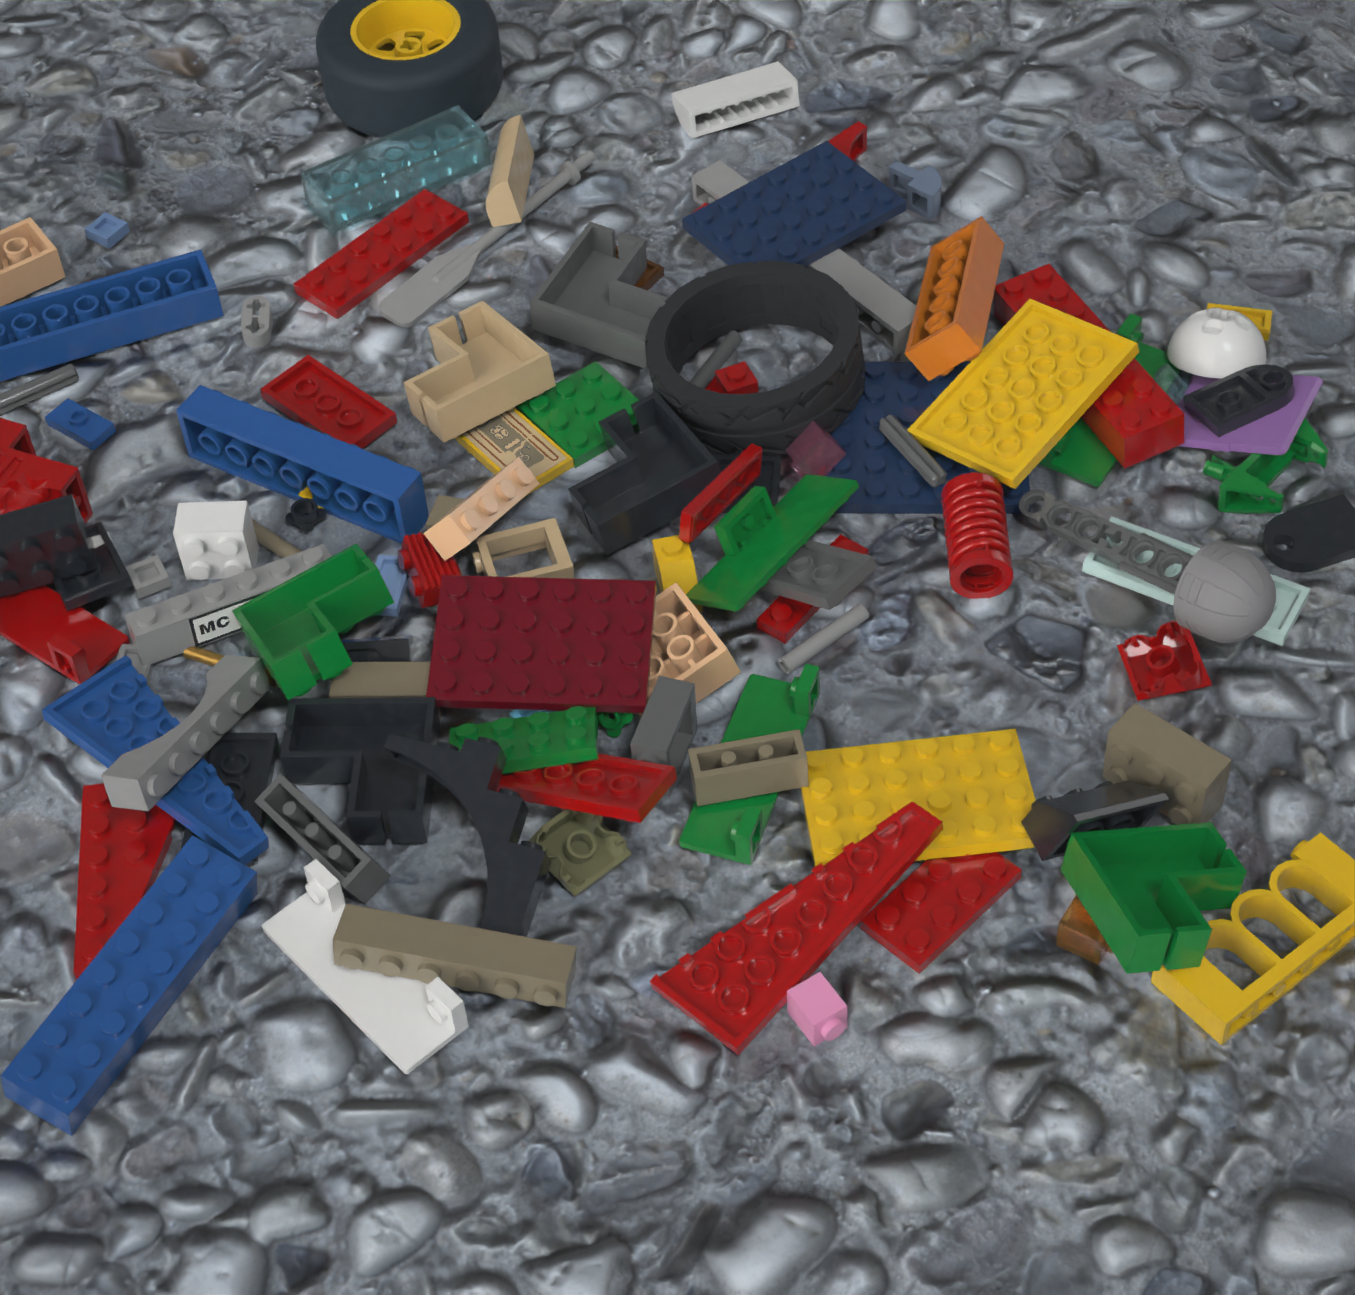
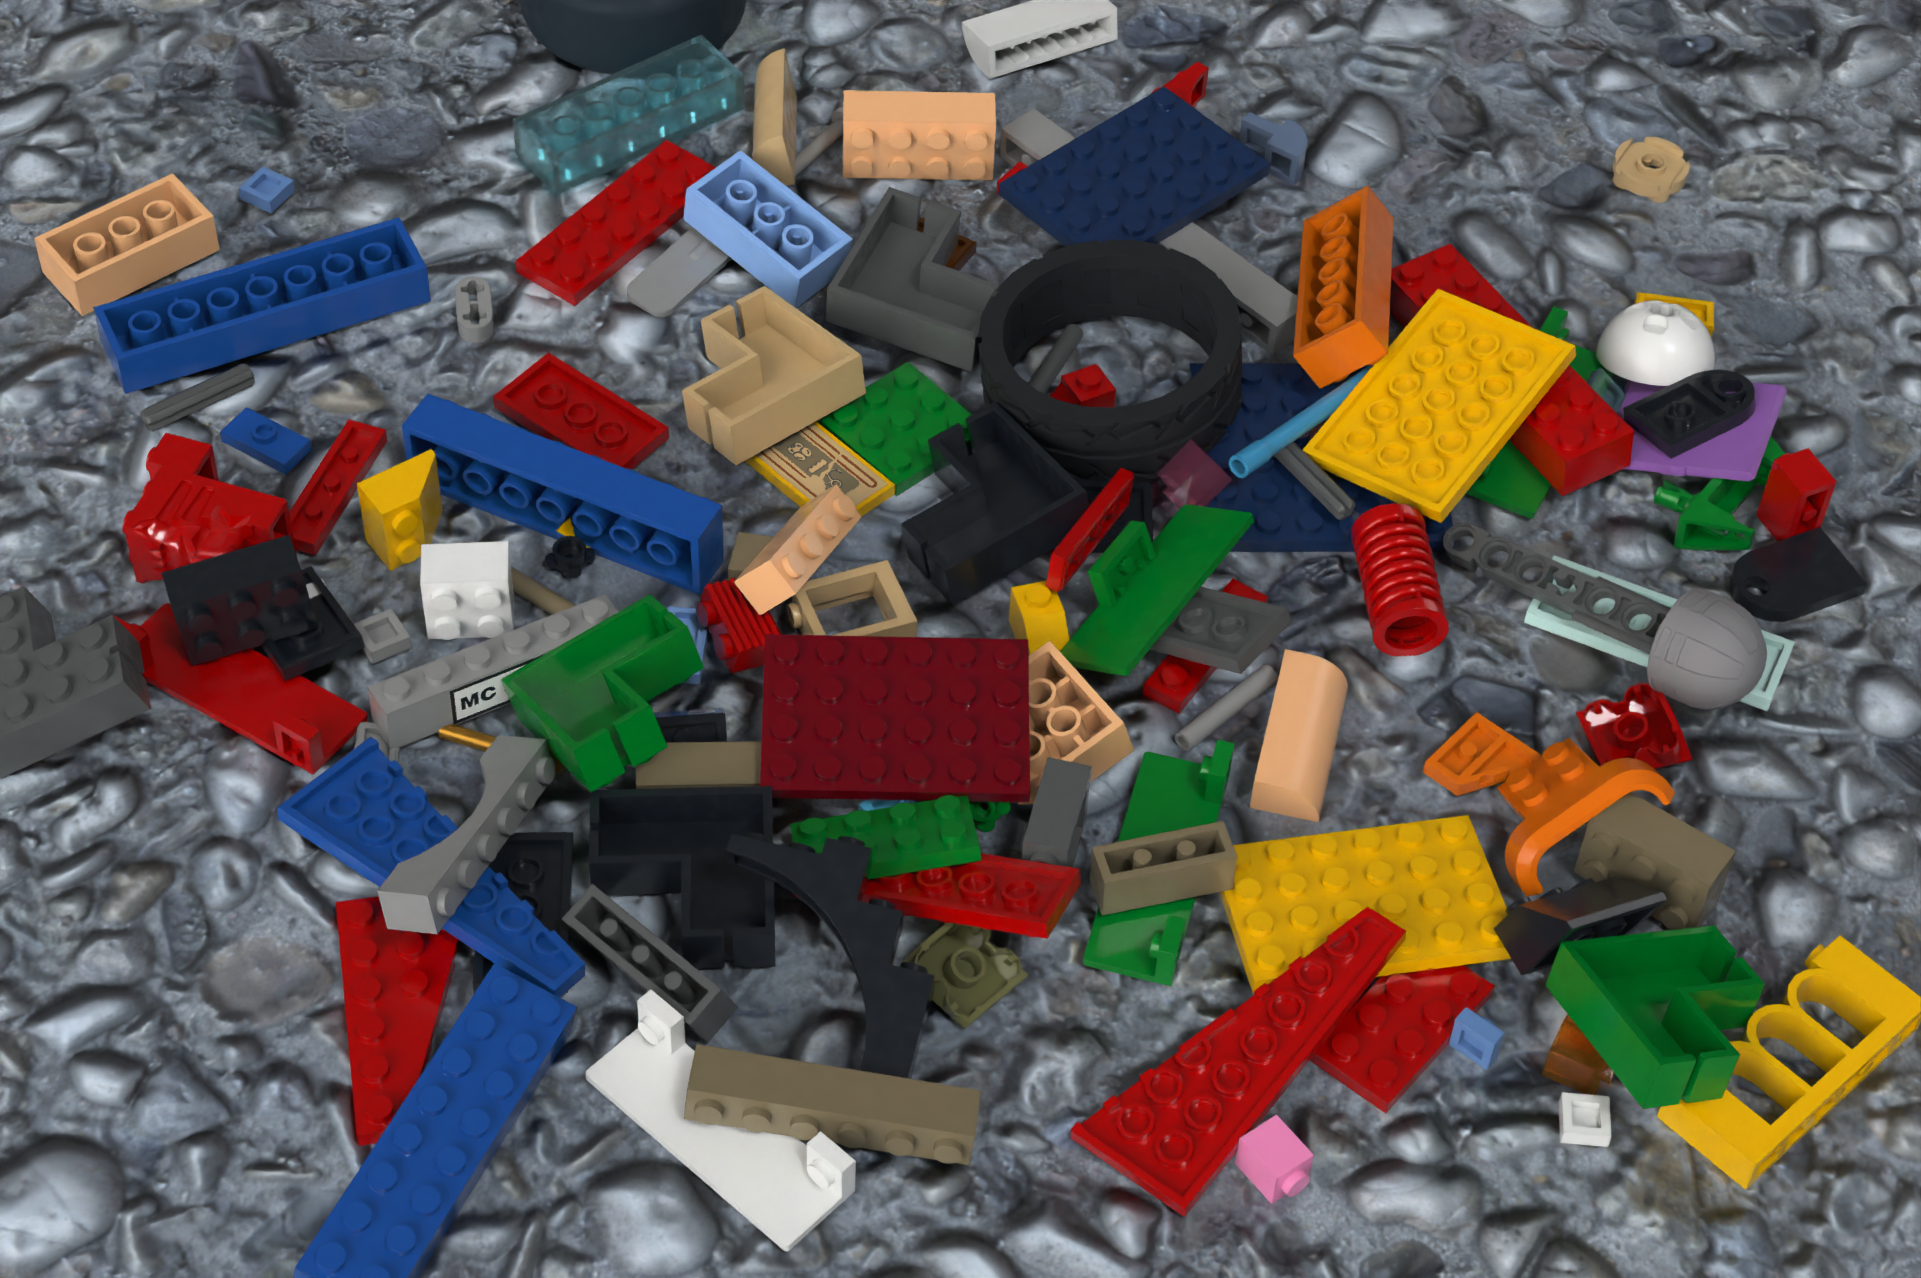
camera: 10 degrees left, 0 degrees up
(127, 458) = (334, 484): none -> red plate
(174, 474) = (401, 509): none -> yellow slope
(490, 255) = (766, 228): none -> light blue brick
(623, 182) = (918, 135): none -> light nougat brick
(871, 429) = (1262, 450): none -> dark azure piece
(880, 663) = (1300, 737): none -> light nougat brick
(1000, 912) = (1476, 1038): none -> medium blue plate
(1031, 681) = (1477, 757): none -> orange wing
(1086, 982) = (1585, 1119): none -> white plate
(1090, 712) = (1560, 796): none -> orange piece
(1216, 207) = (1657, 184): none -> tan plate
(1321, 466) = (1795, 495): none -> red brick

